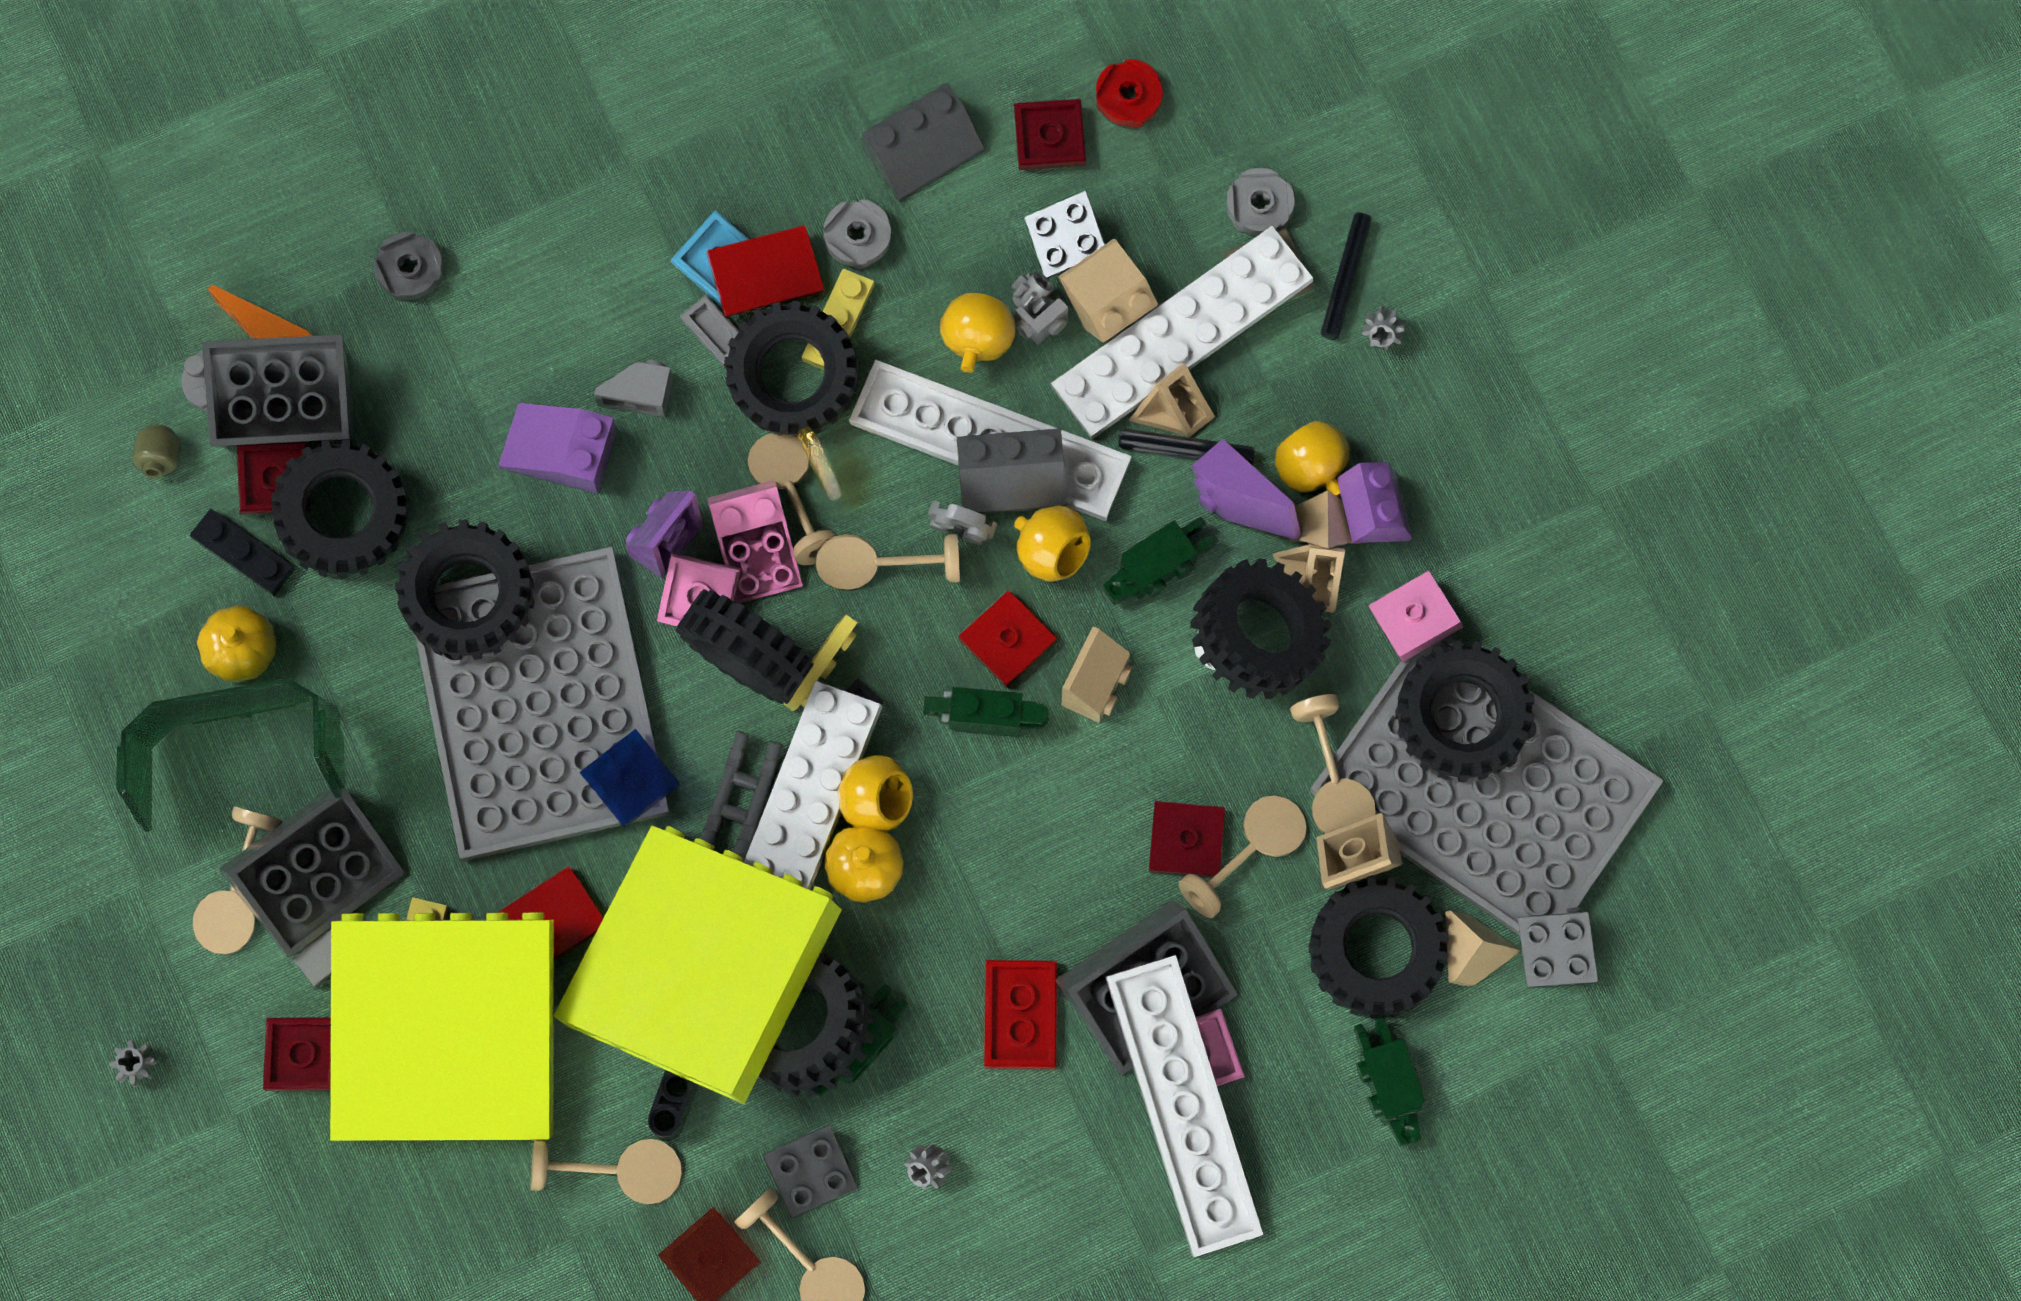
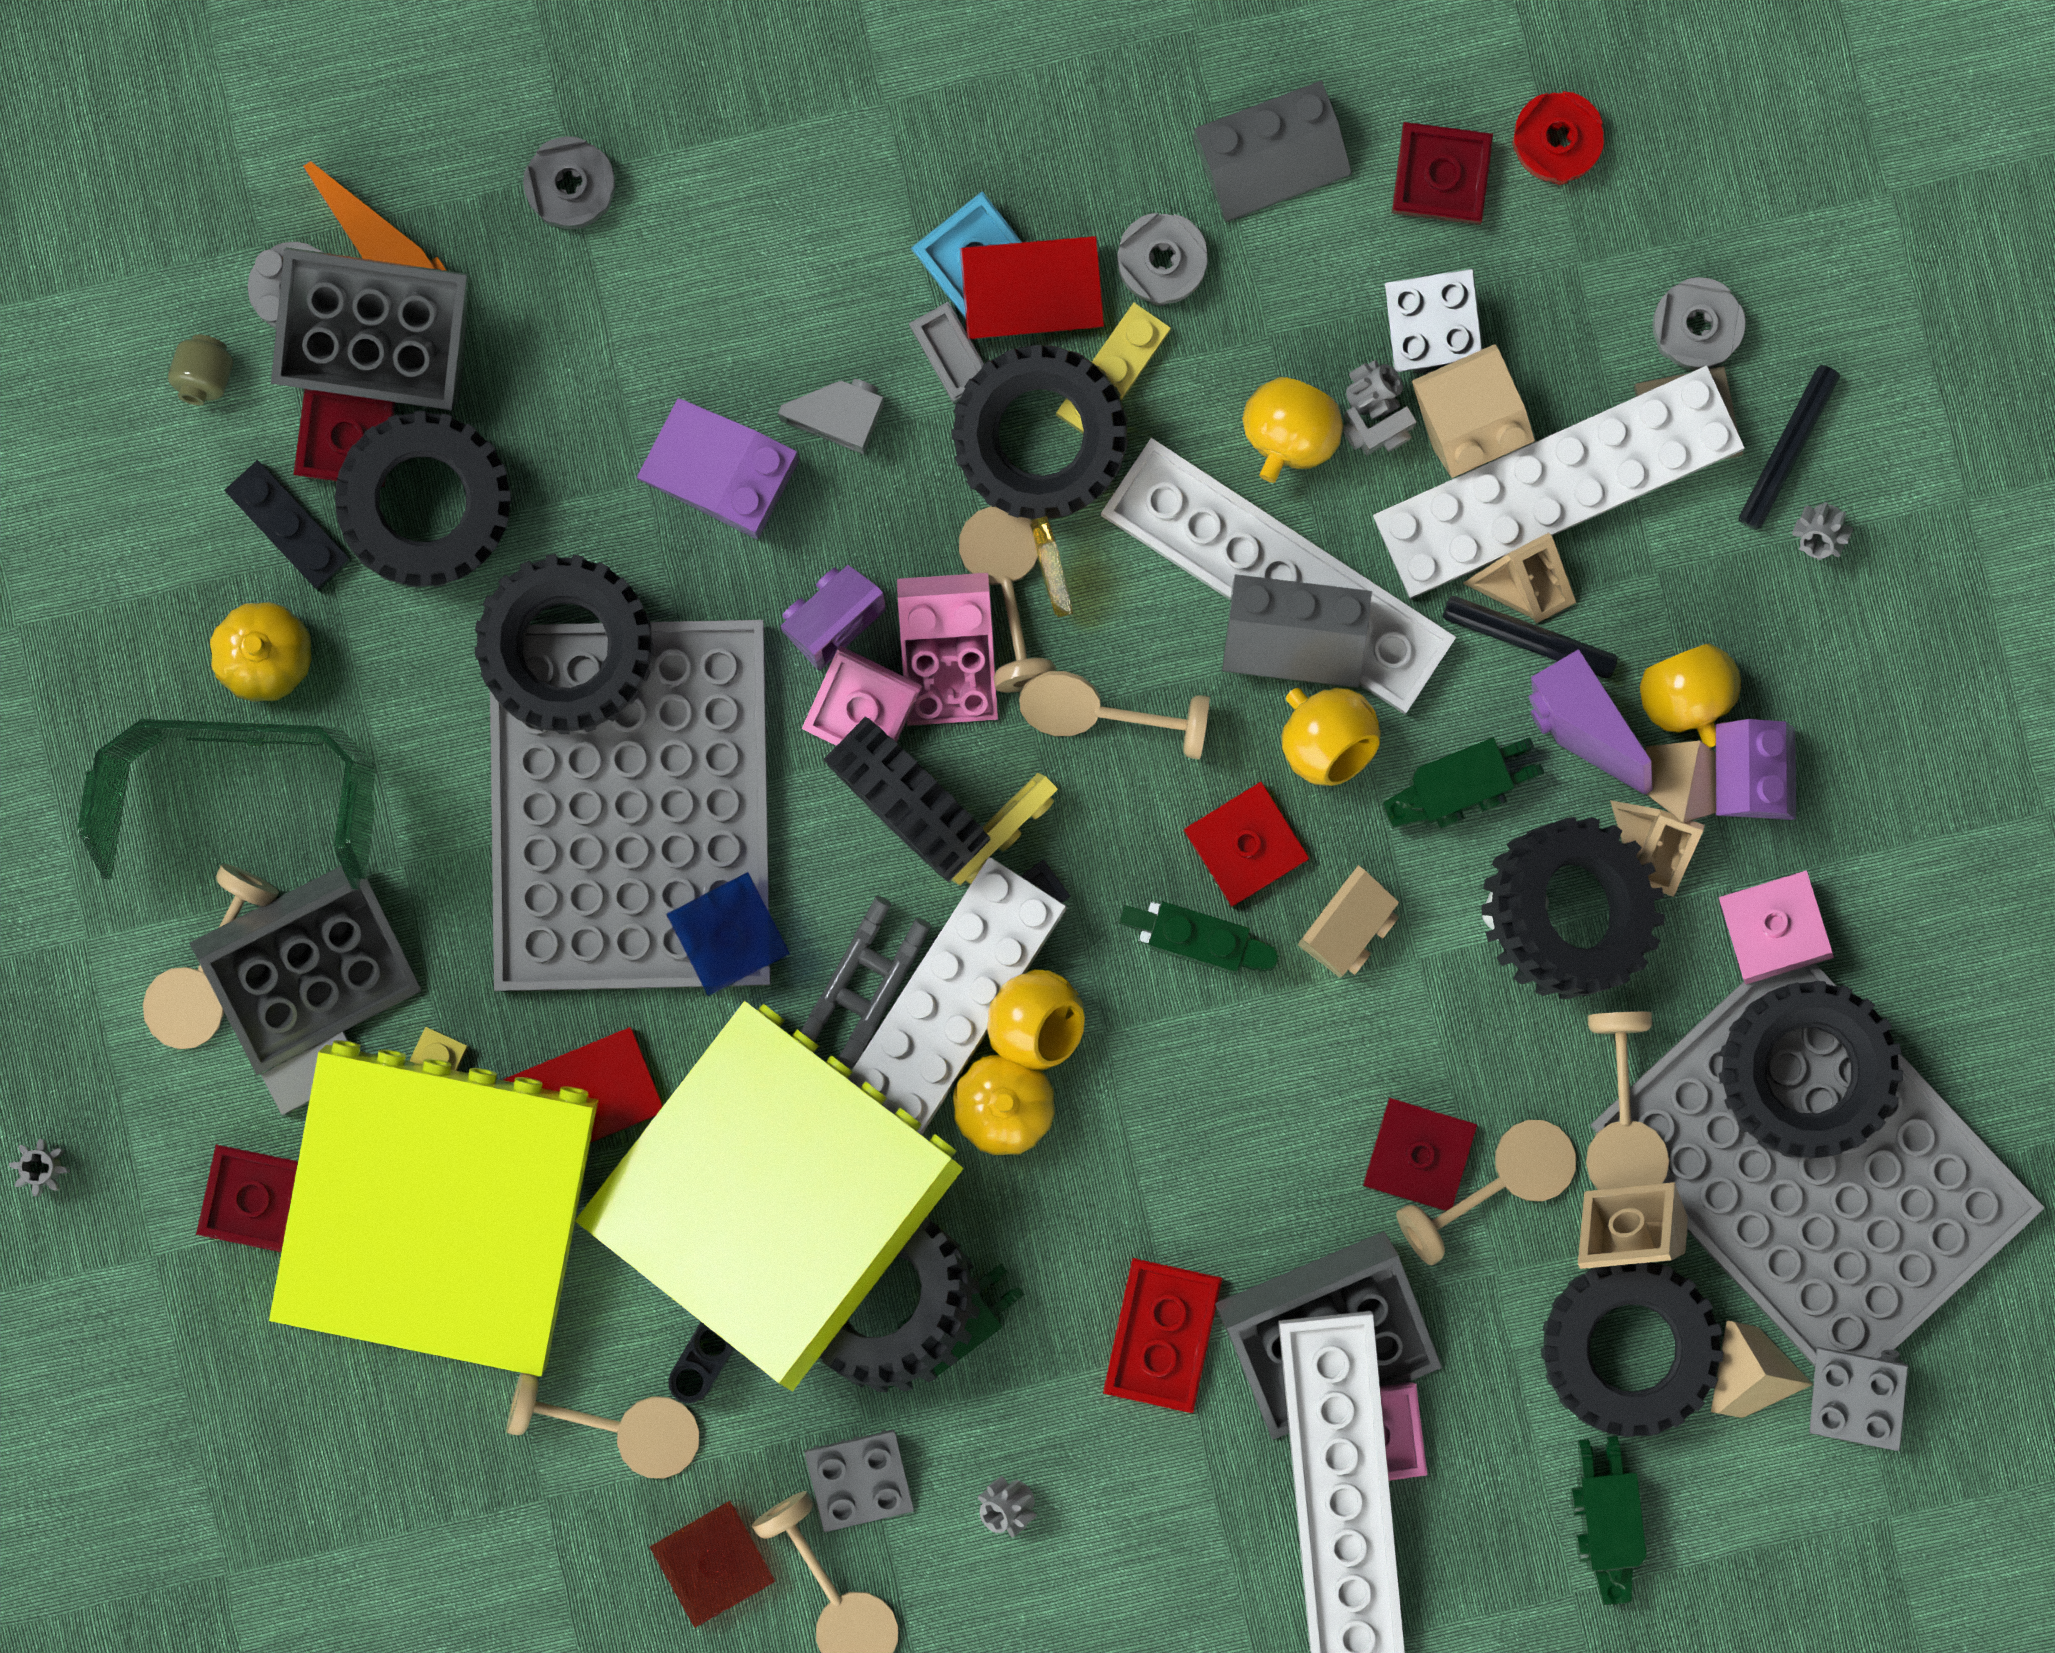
camera: 10 degrees right, 10 degrees up
(961, 520) = (1231, 692): light grey plate -> none

